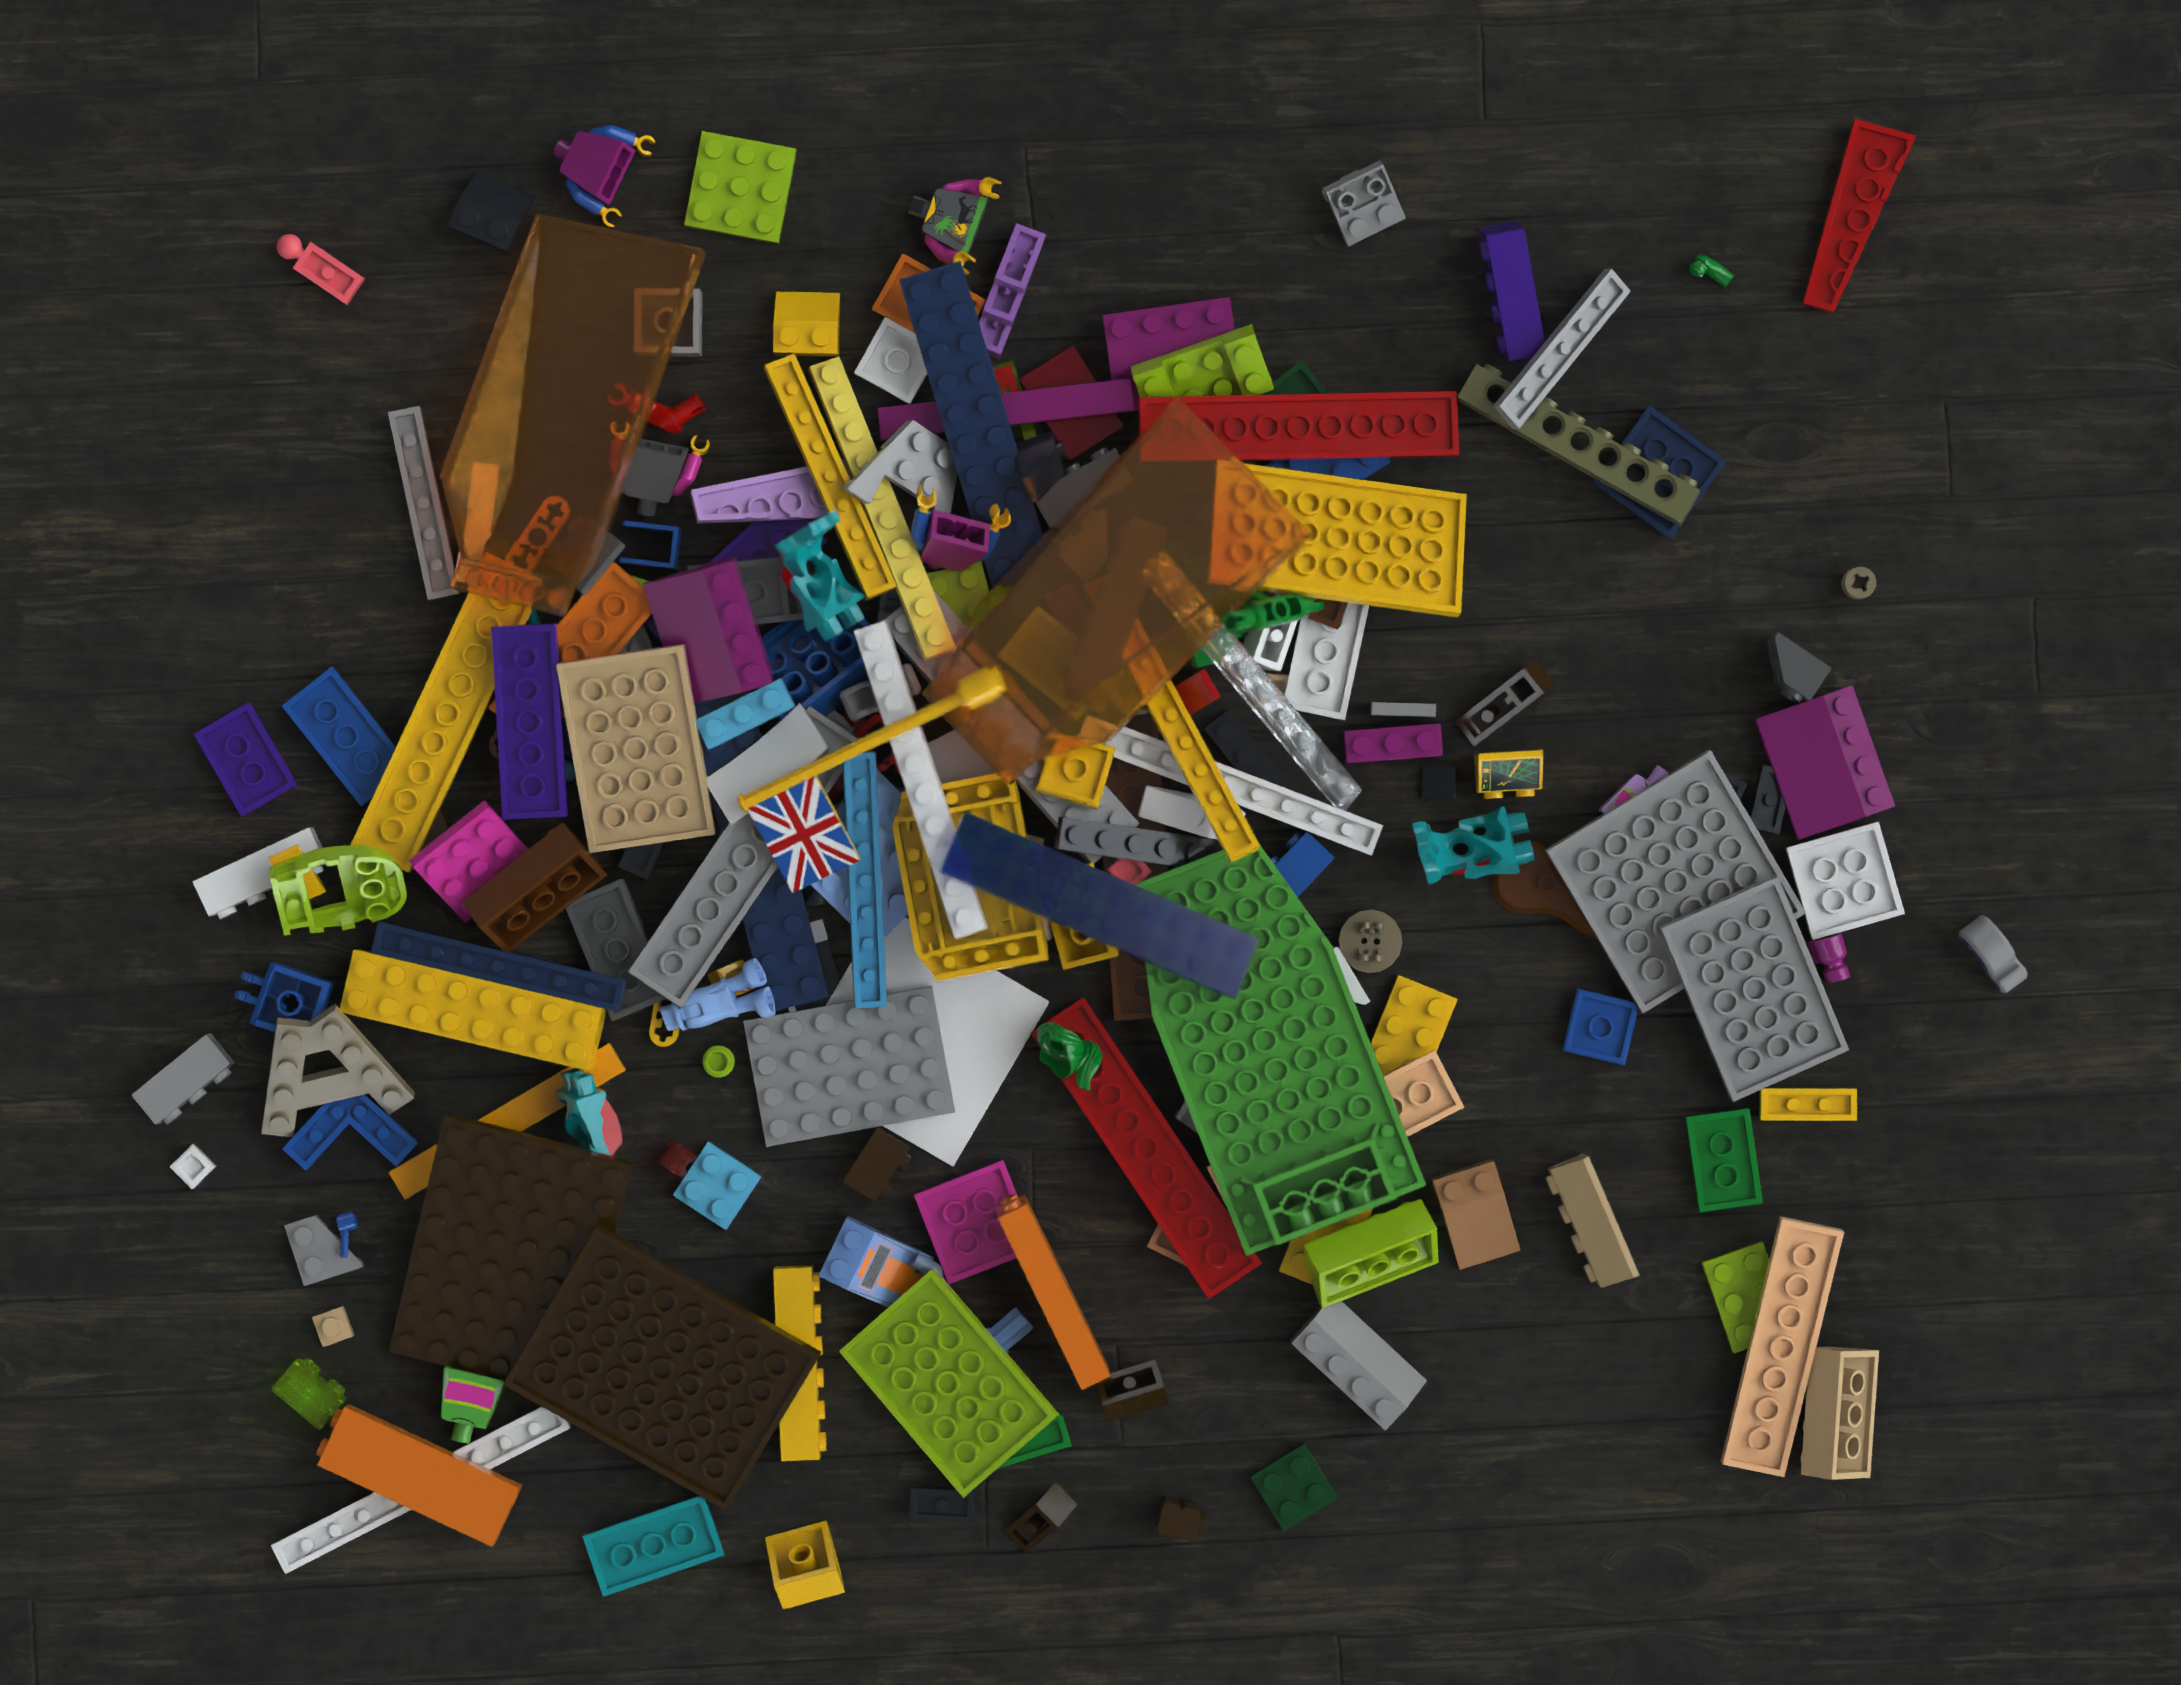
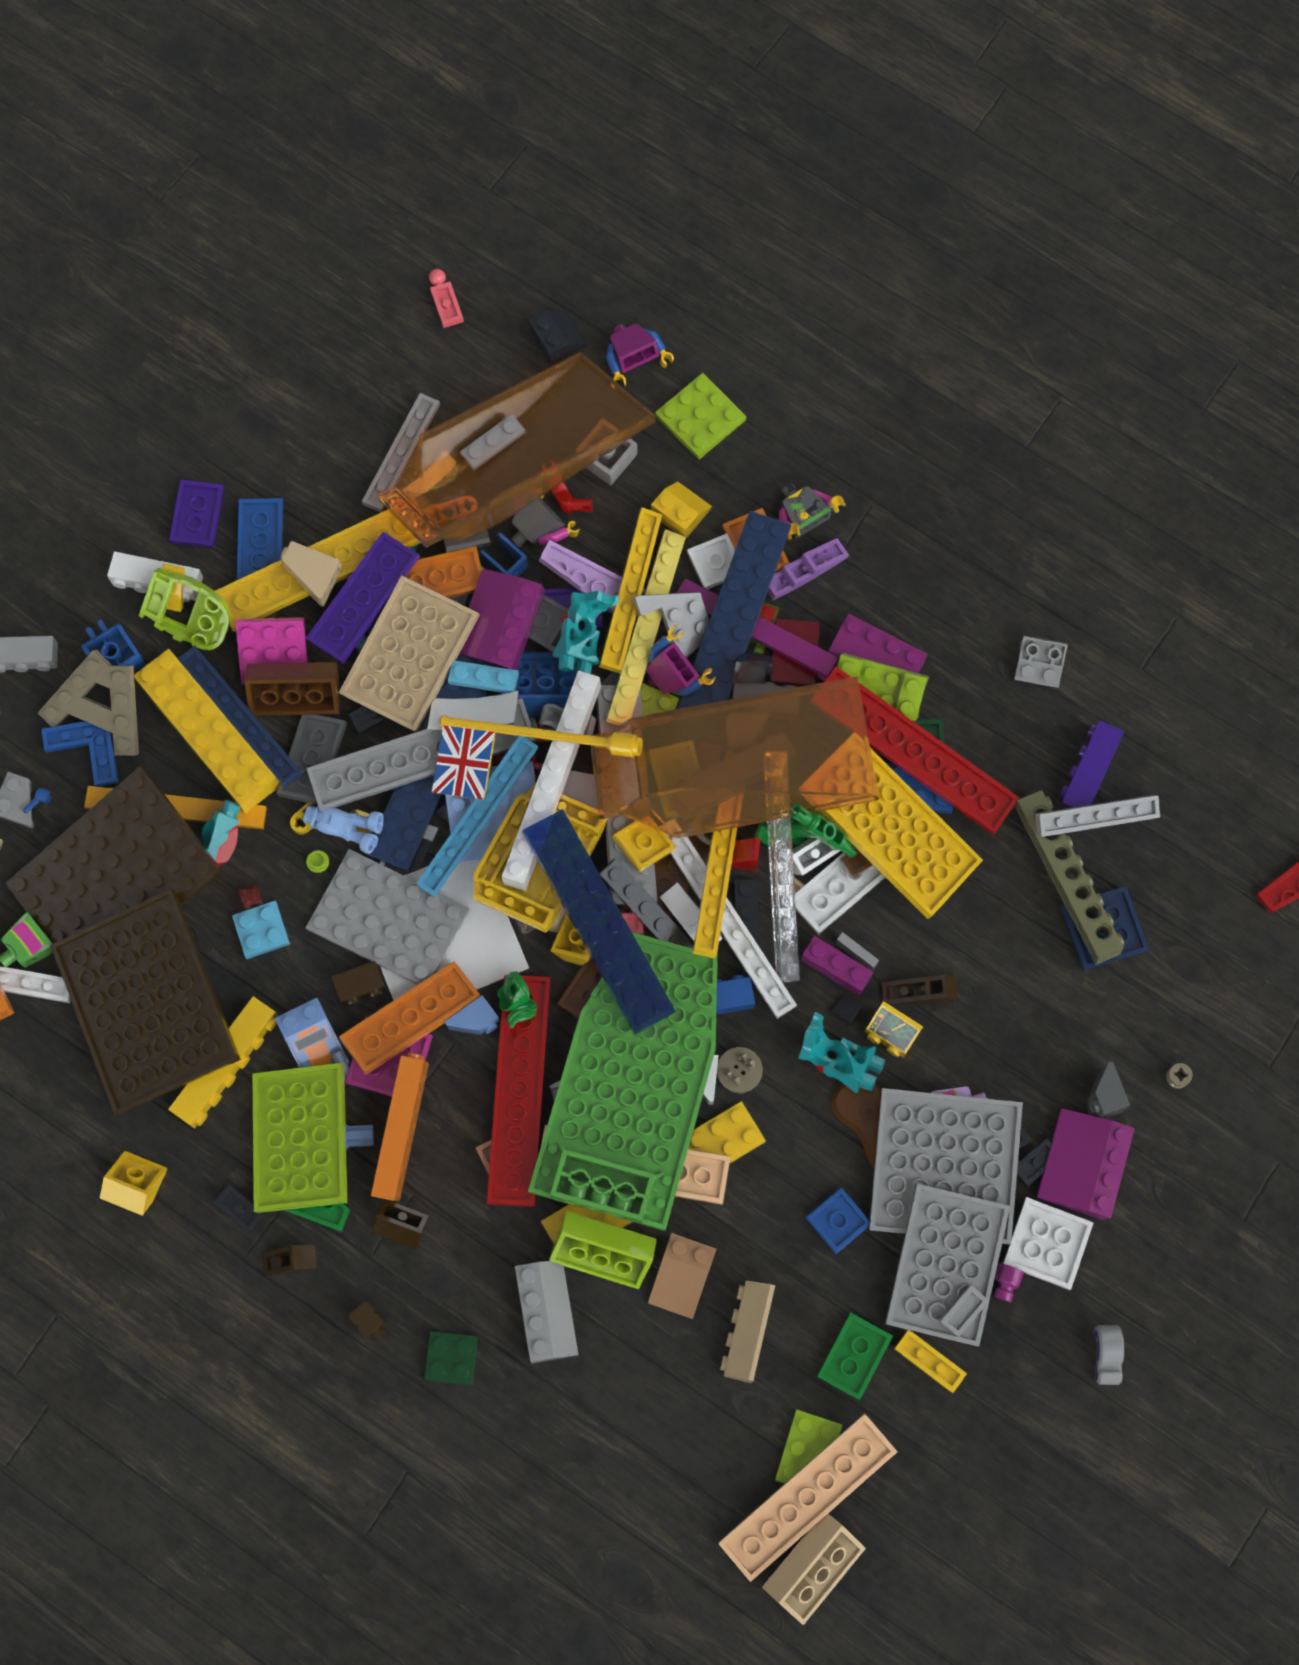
camera: 35 degrees right, 15 degrees down
(445, 735) = (312, 570): none -> tan slope
(525, 412) = (492, 442): none -> light grey plate
(653, 1545) = (58, 1105): teal plate -> none
(965, 1160) = (409, 1018): none -> orange plate
(1036, 1105) = (474, 1018): none -> medium blue slope
(1704, 264) = (1213, 832): green arm -> none
(1807, 1025) = (964, 1310): none -> light grey tile

